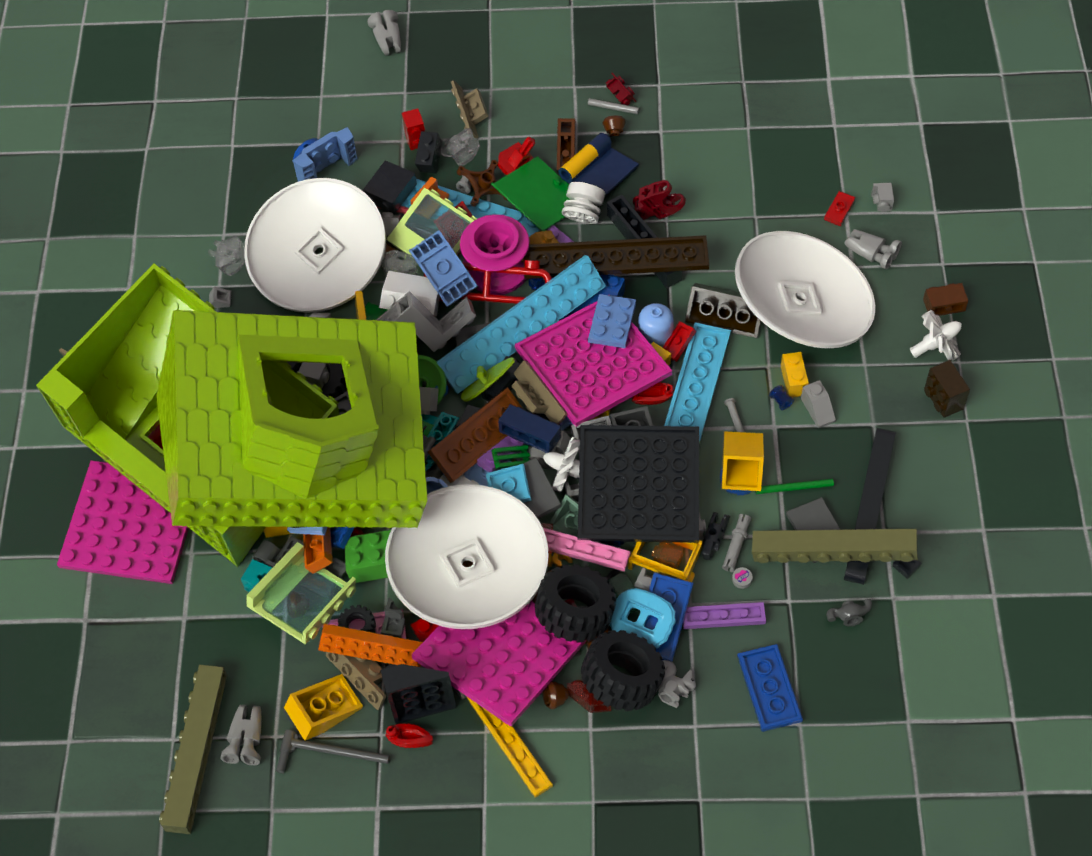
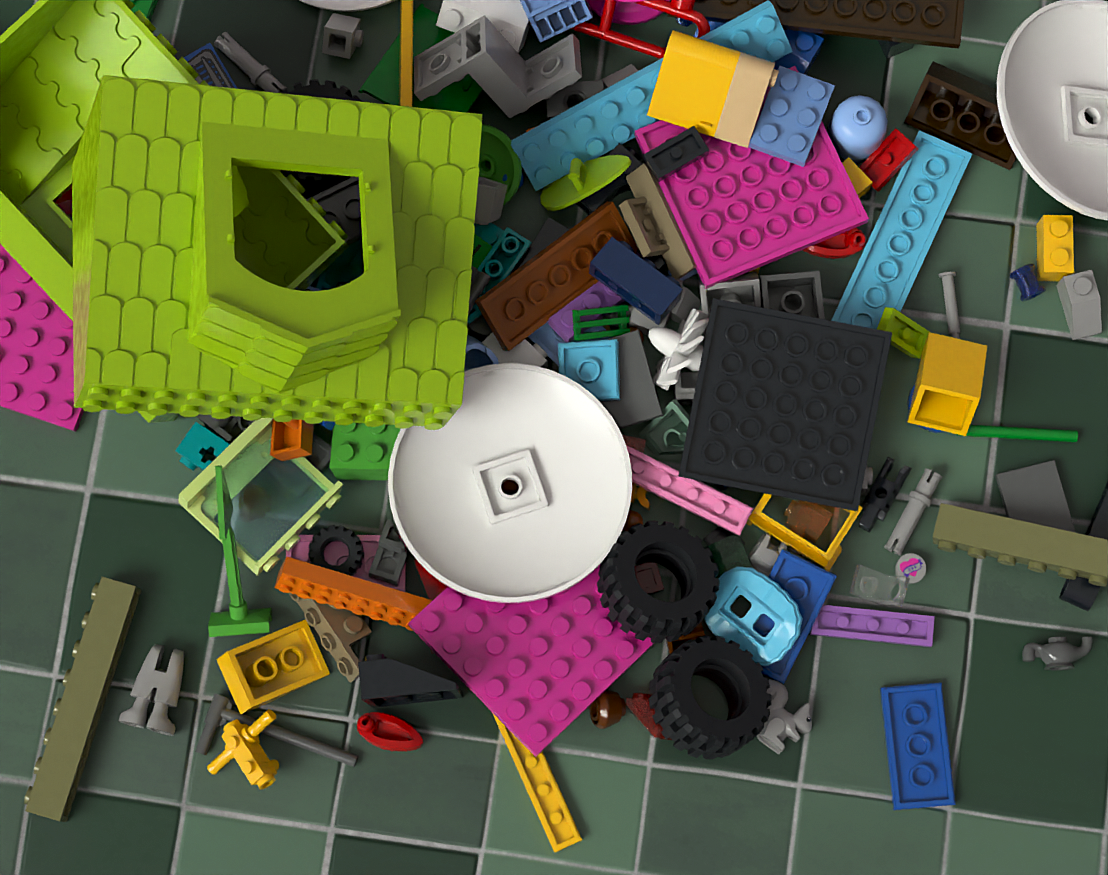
camera: 10 degrees right, 20 degrees up
(296, 677) = (238, 618): none -> bright green piece
(309, 758) = (244, 746): none -> yellow piece
(542, 351) = (676, 154): none -> black plate
(558, 309) = (711, 88): none -> yellow door
(709, 436) = (906, 333): none -> lime plate
(721, 591) = (878, 586): none -> clear bracket

